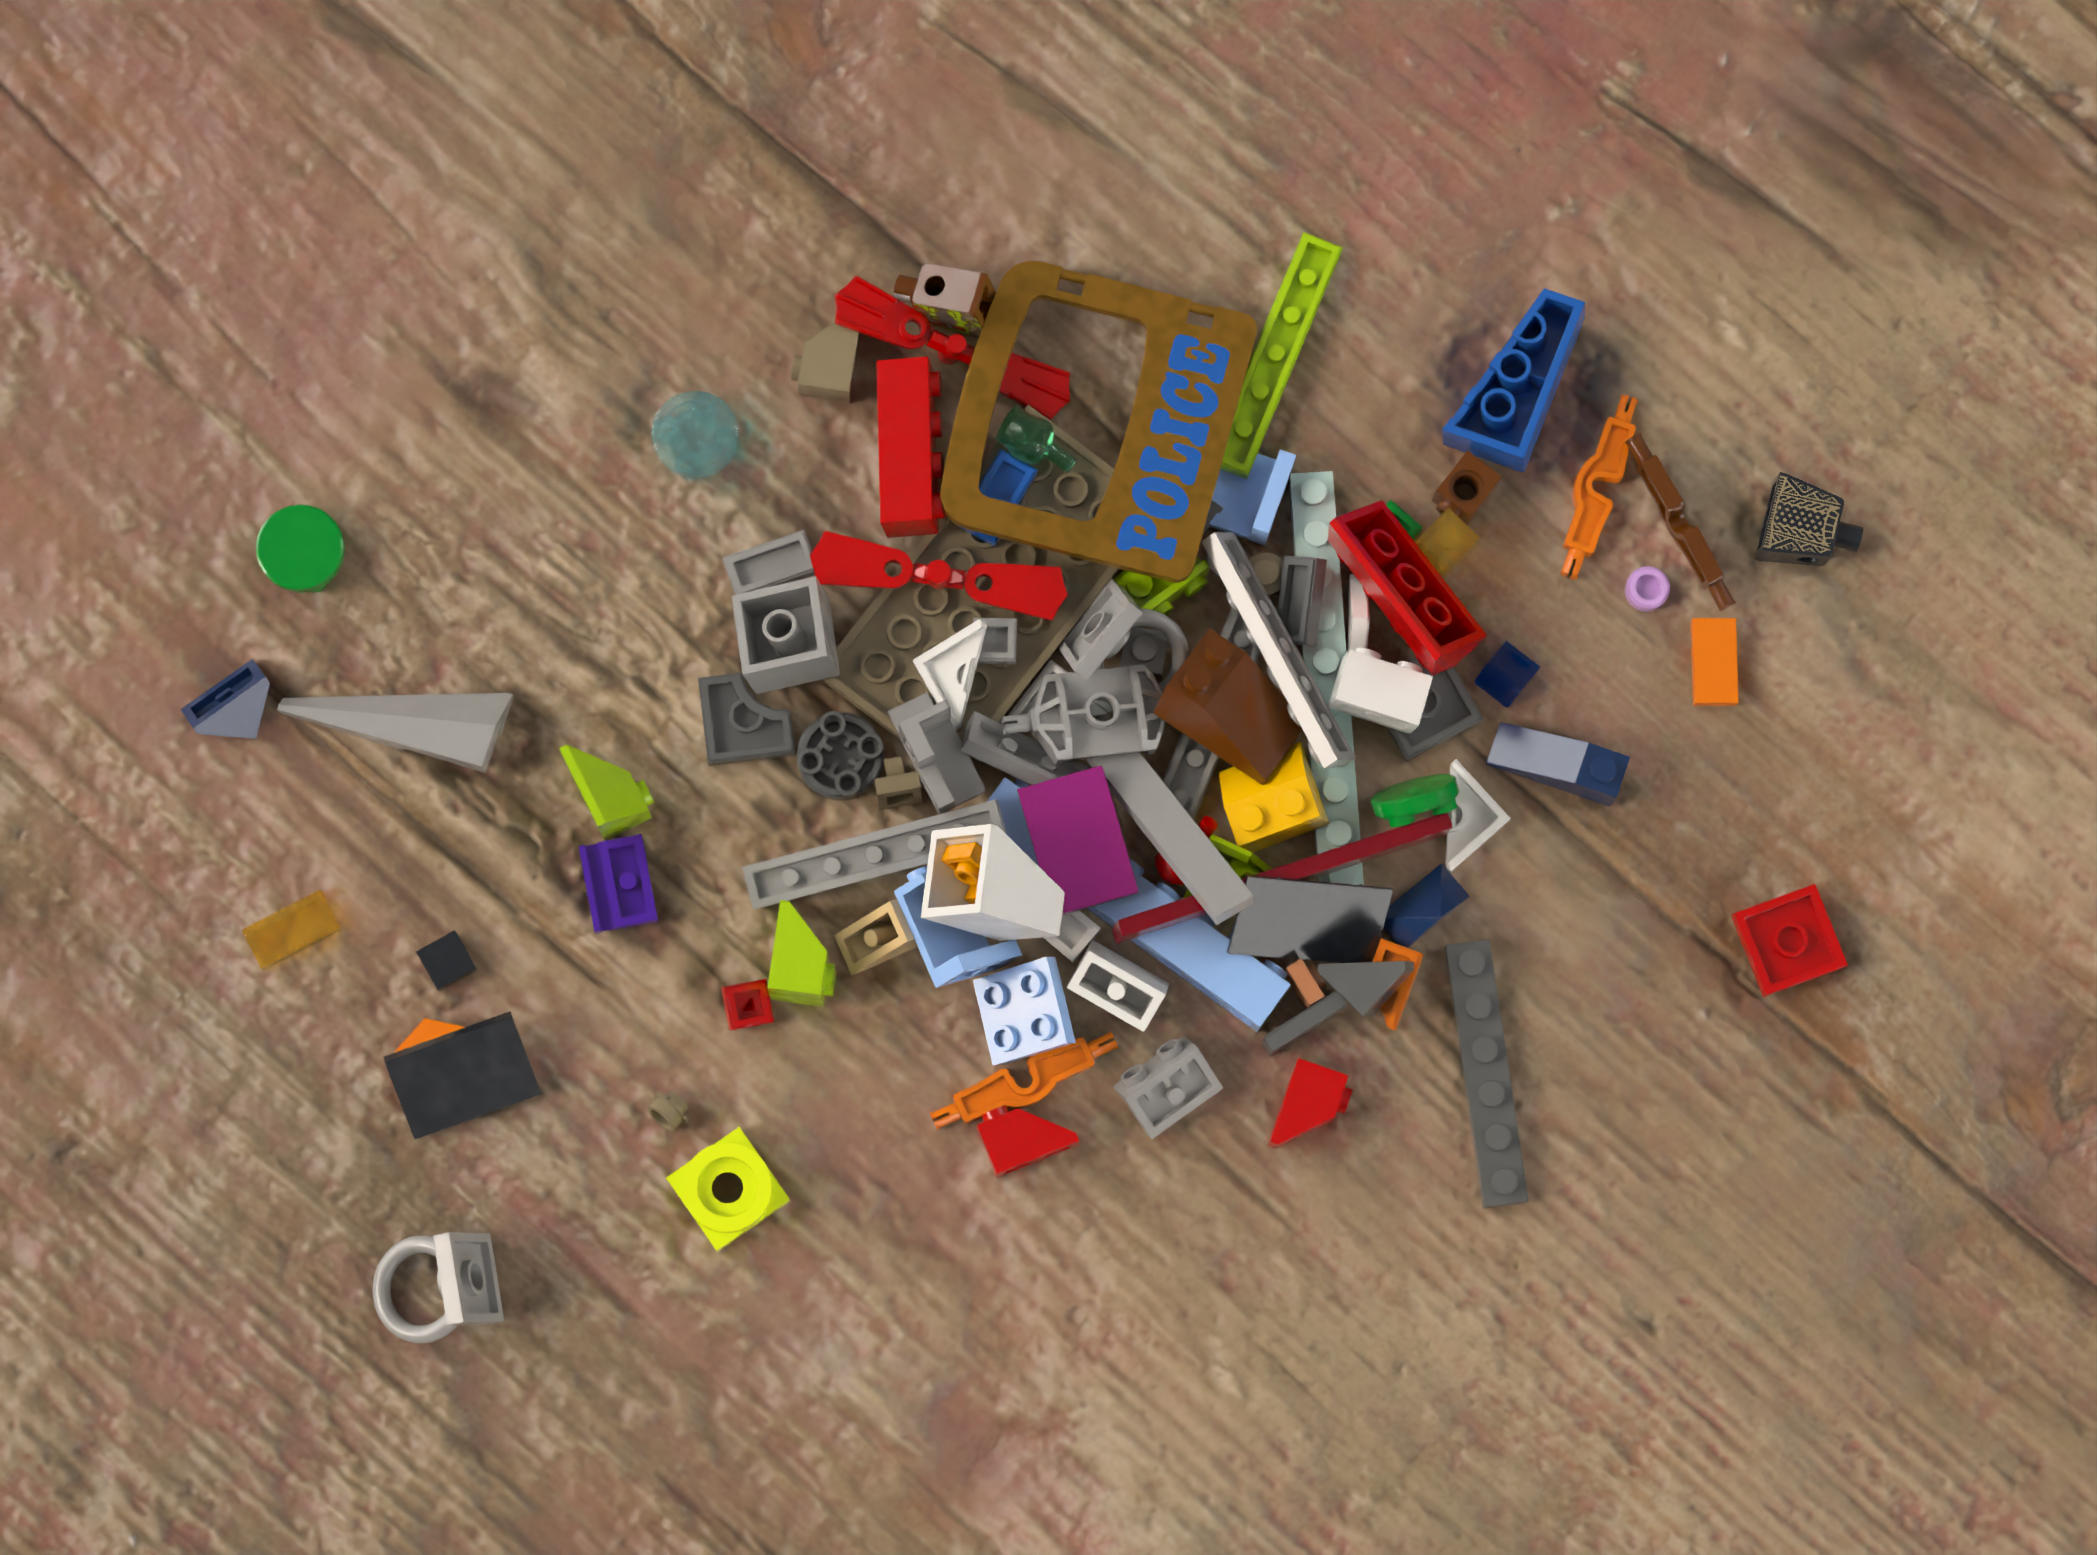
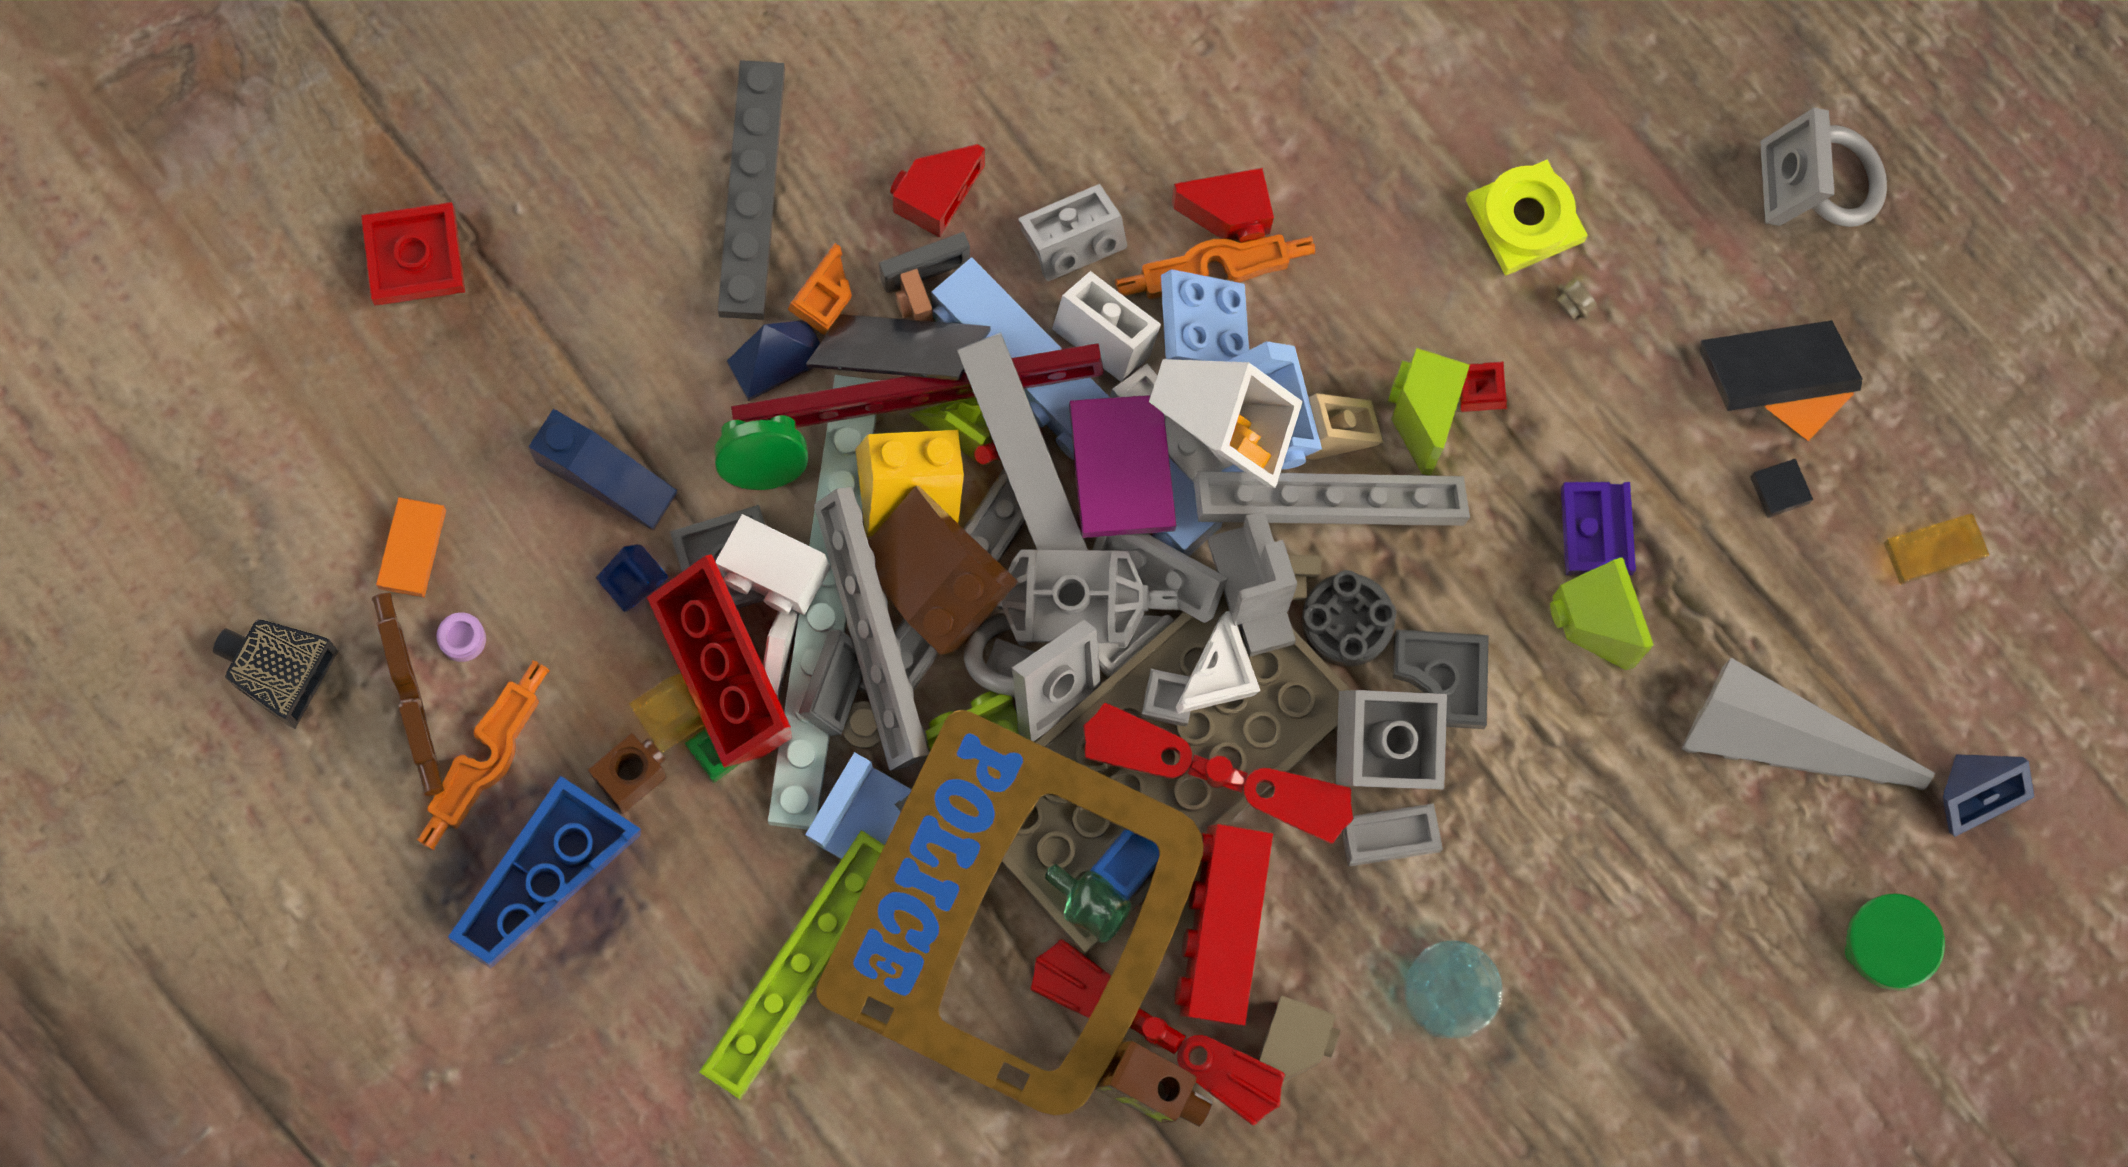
camera: 170 degrees left, 5 degrees down
(1366, 983) = (855, 284): dark grey slope -> none
(1473, 820) = (698, 434): white tile -> none

